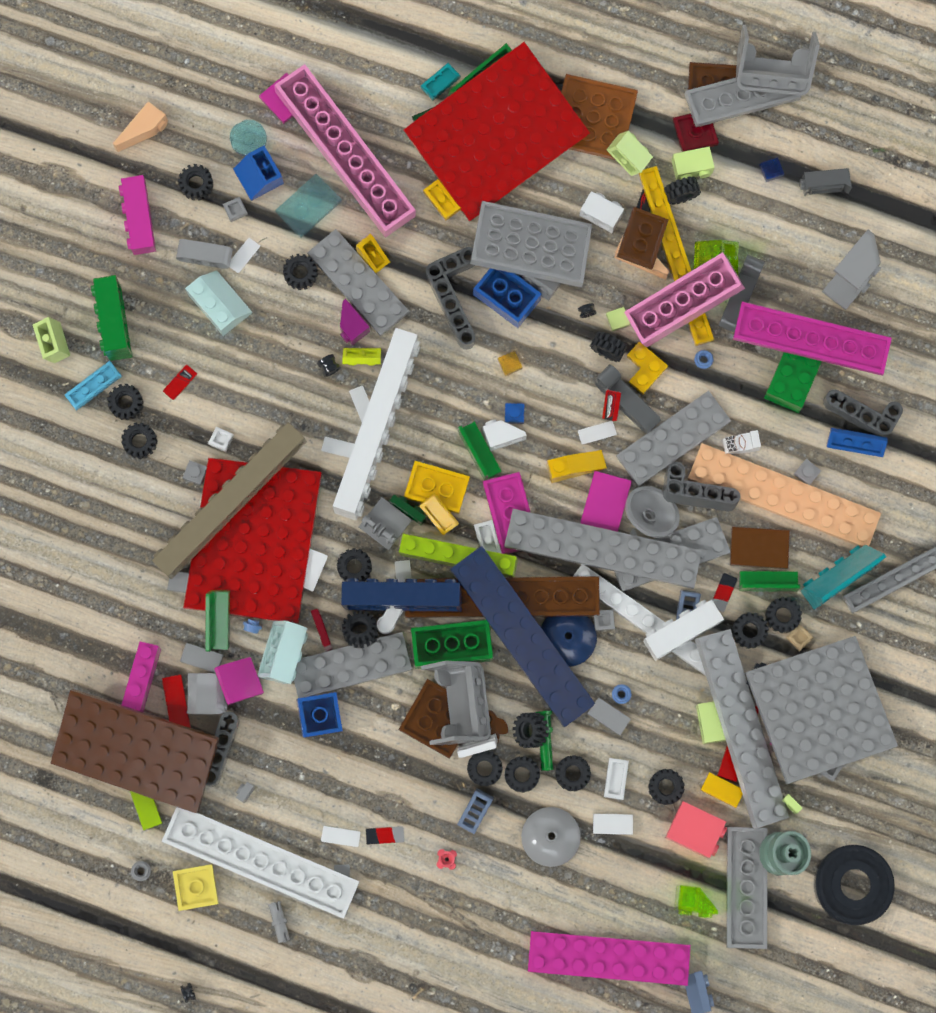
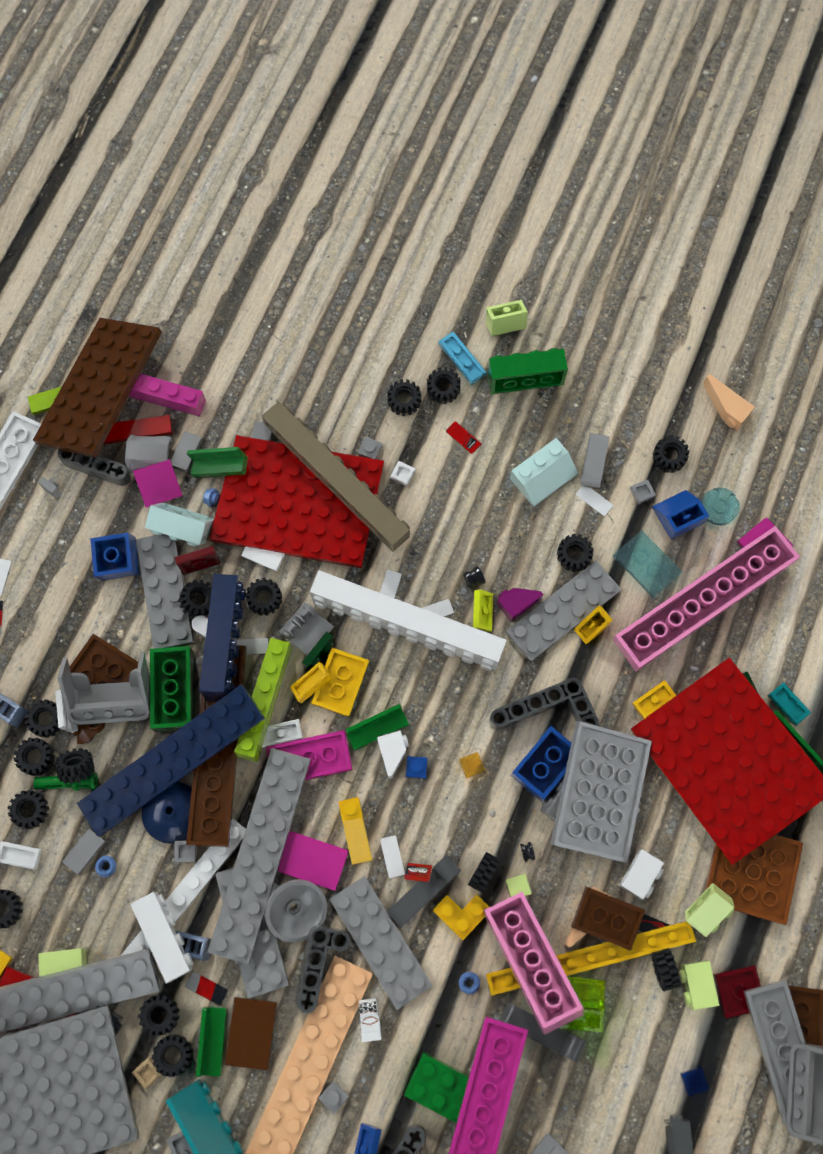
camera: 95 degrees right, 5 degrees down
(138, 215) = (635, 398): dark pink brick -> none

